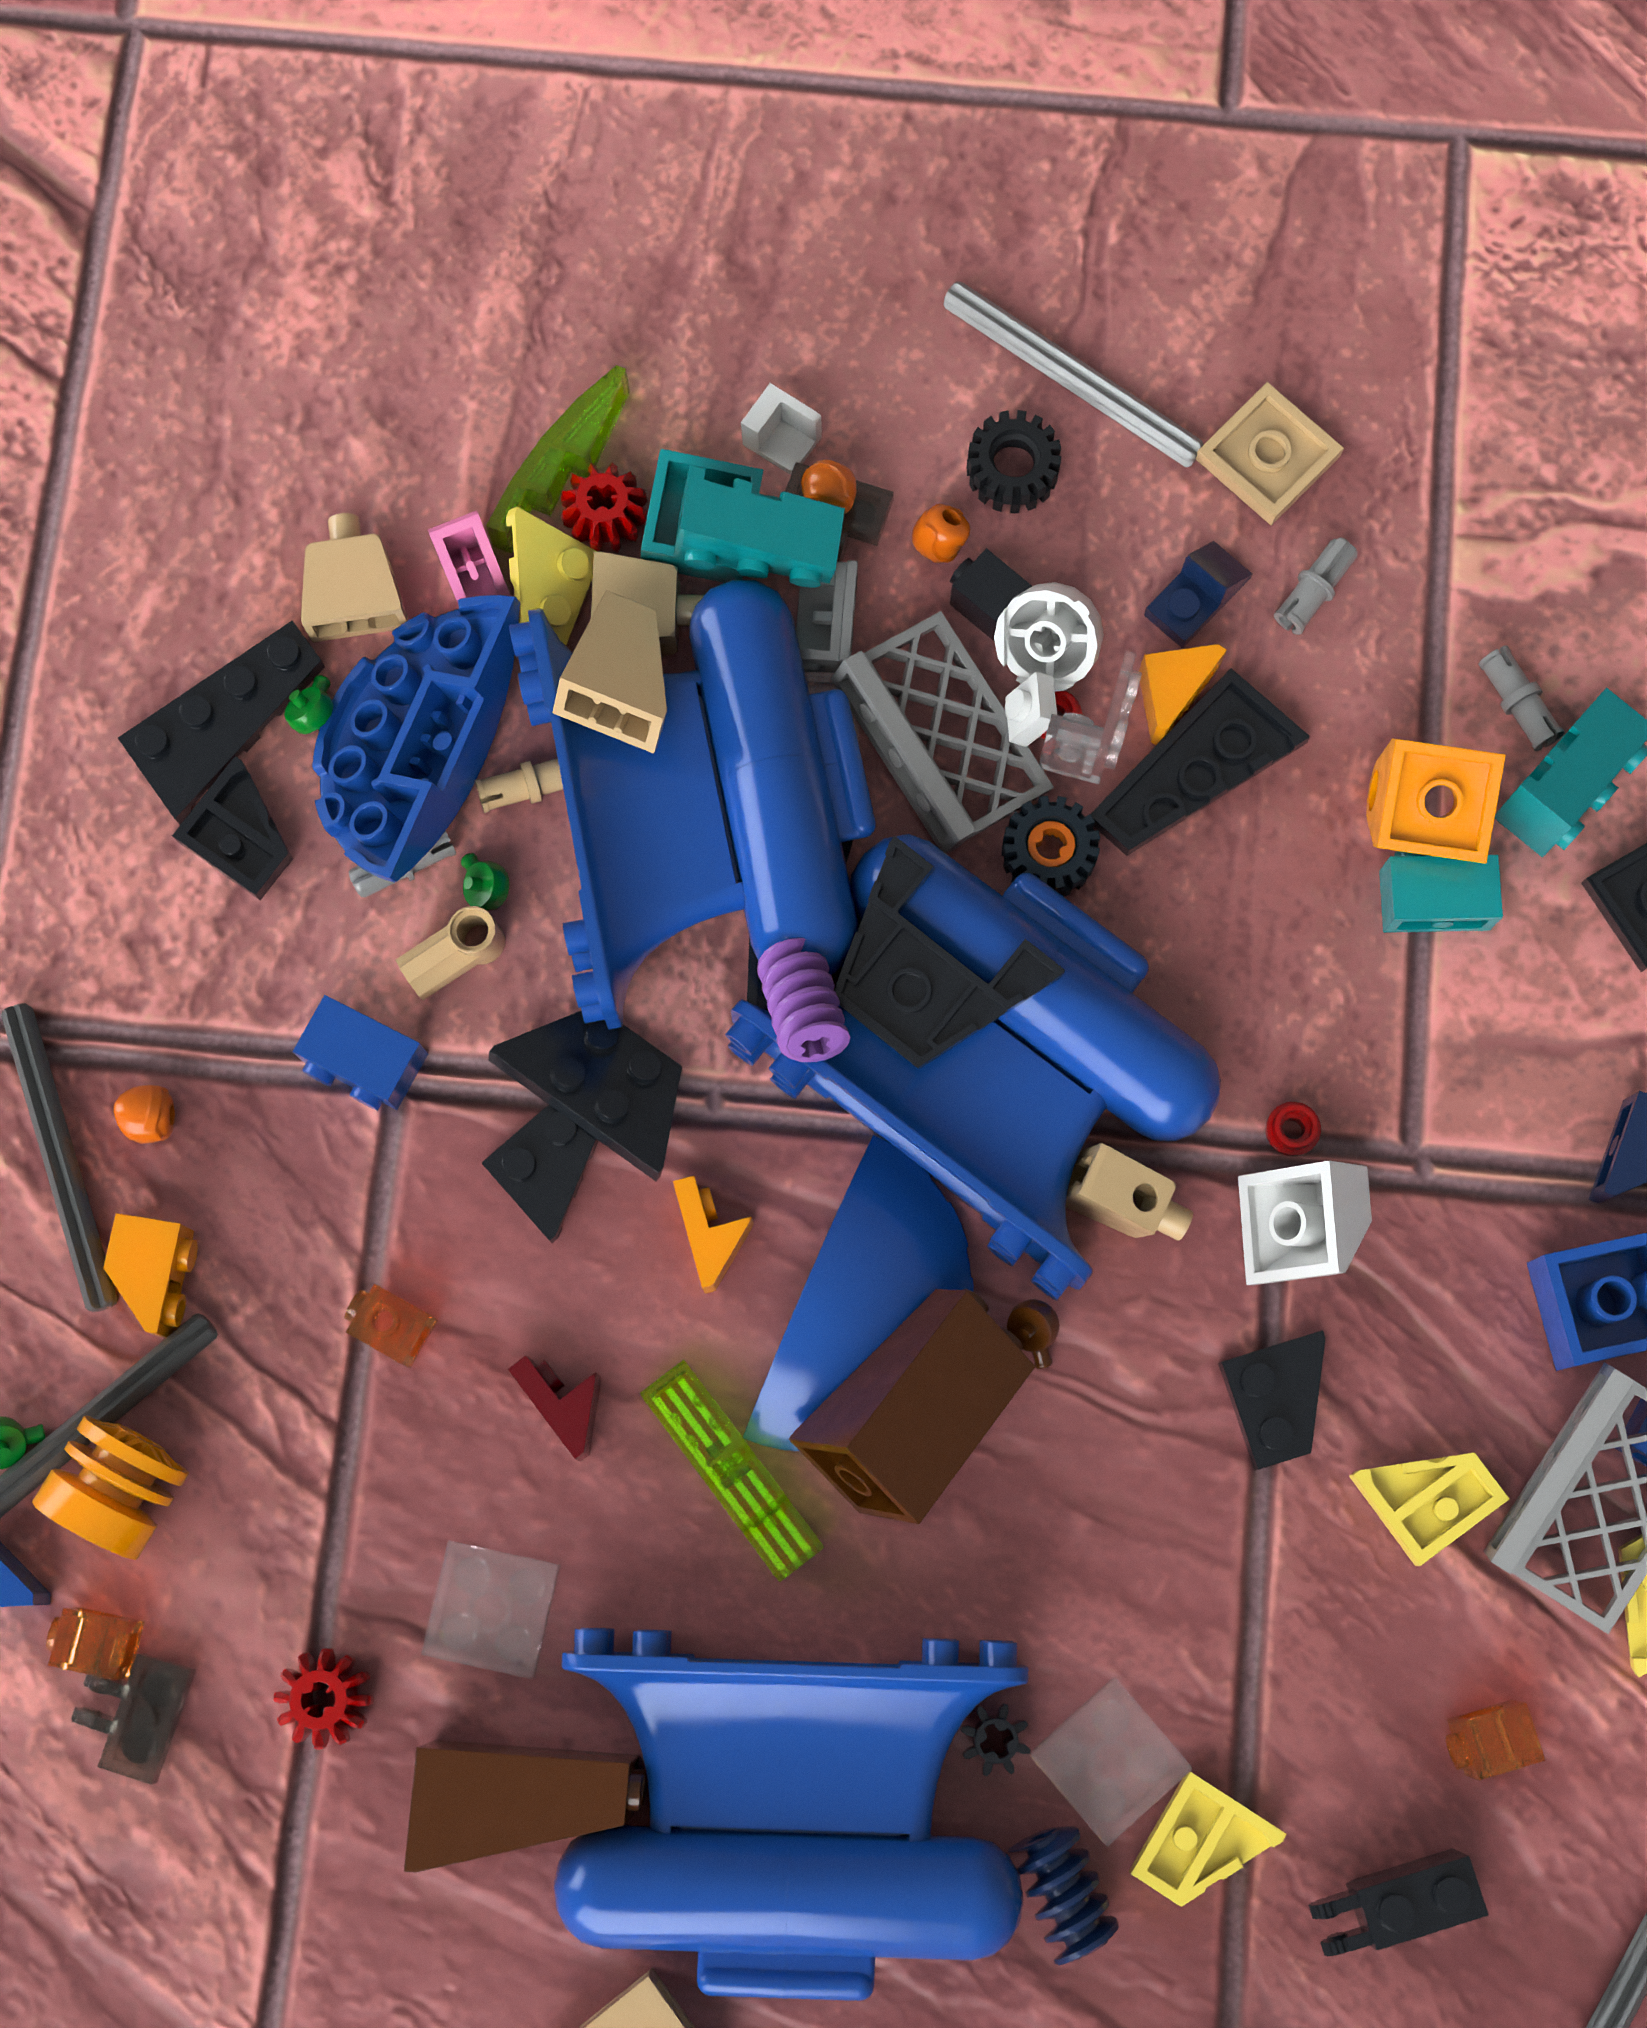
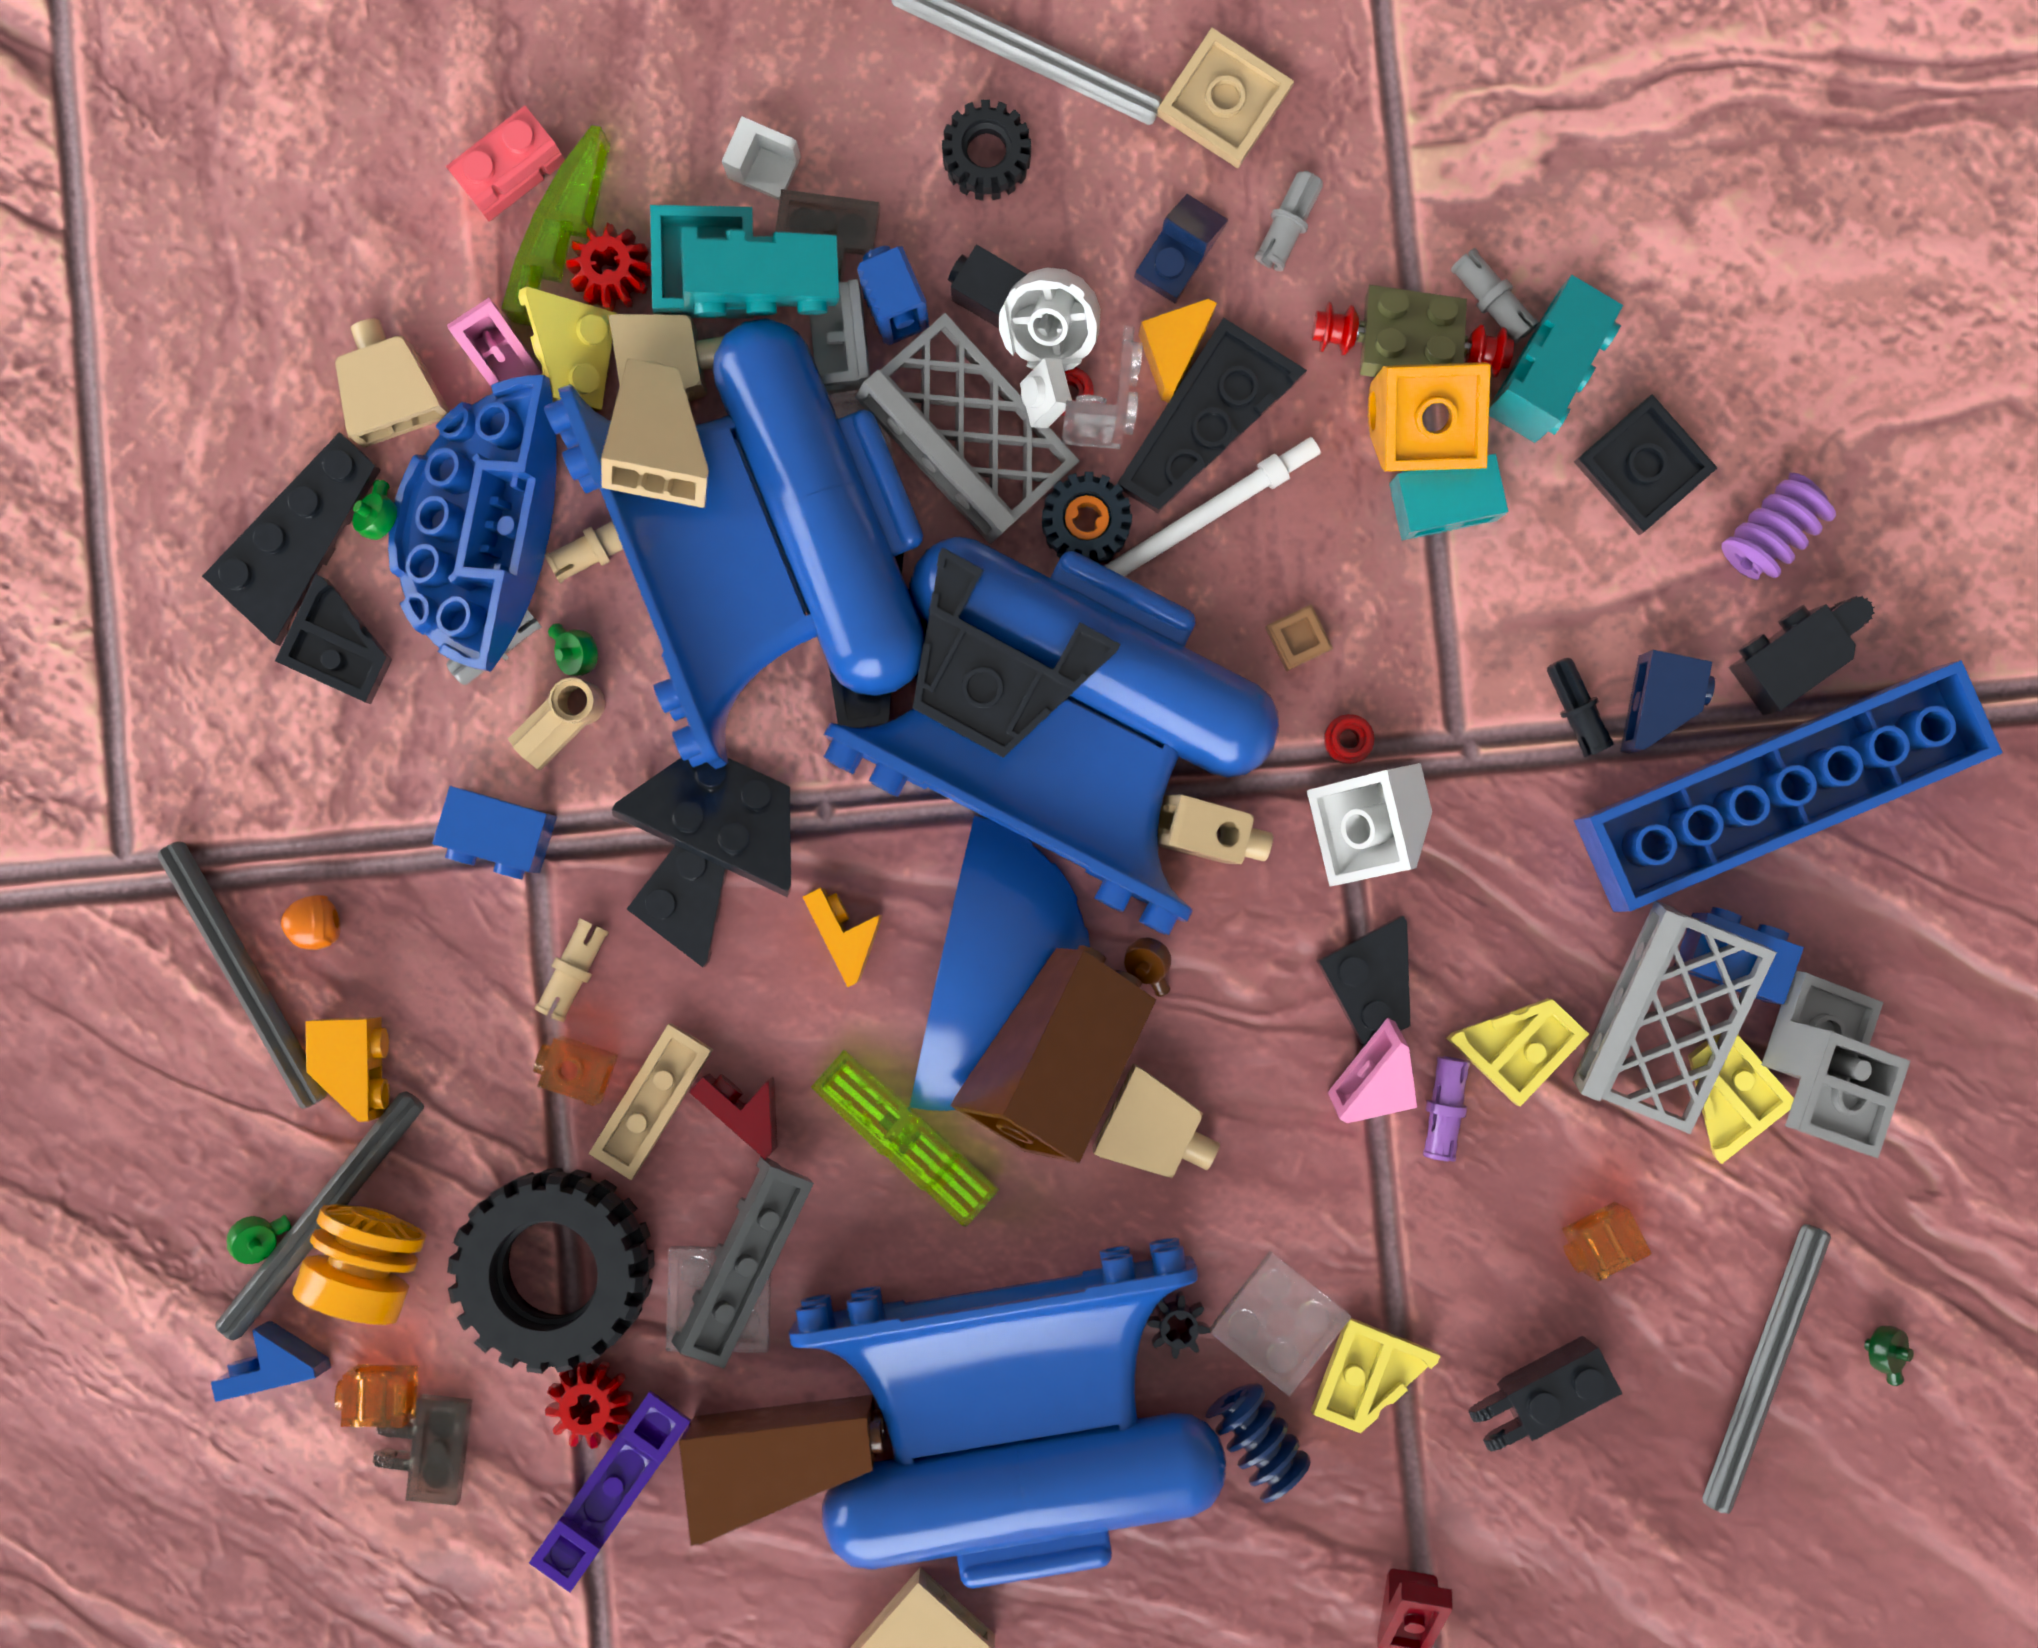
camera: 20 degrees left, 10 degrees up
(242, 1525) = (498, 1309): none -> black tyre
(324, 1803) = (610, 1491): none -> dark purple slope
(408, 1217) = (571, 970): none -> tan pin
(463, 1375) = (651, 1101): none -> tan plate
(521, 389) = (506, 163): none -> coral brick
(526, 1571) = (743, 1264): none -> dark grey hinge
(802, 1002) = (887, 719): medium lavender piece -> none
(830, 483) = (817, 211): orange piece -> none
(890, 582) = (893, 294): none -> blue brick
(940, 533) = (931, 234): orange piece -> none
(1008, 1510) = (1153, 1128): none -> tan torso
(1253, 836) = (1270, 472): none -> white bar
(1256, 1012) = (1298, 637): none -> medium nougat tile
(1265, 1502) = (1377, 1079): none -> bright pink slope
(1337, 1553) = (1446, 1108): none -> medium lavender pin
(1425, 712) = (1411, 330): none -> olive plate
(1550, 1141) = (1579, 707): none -> black axle

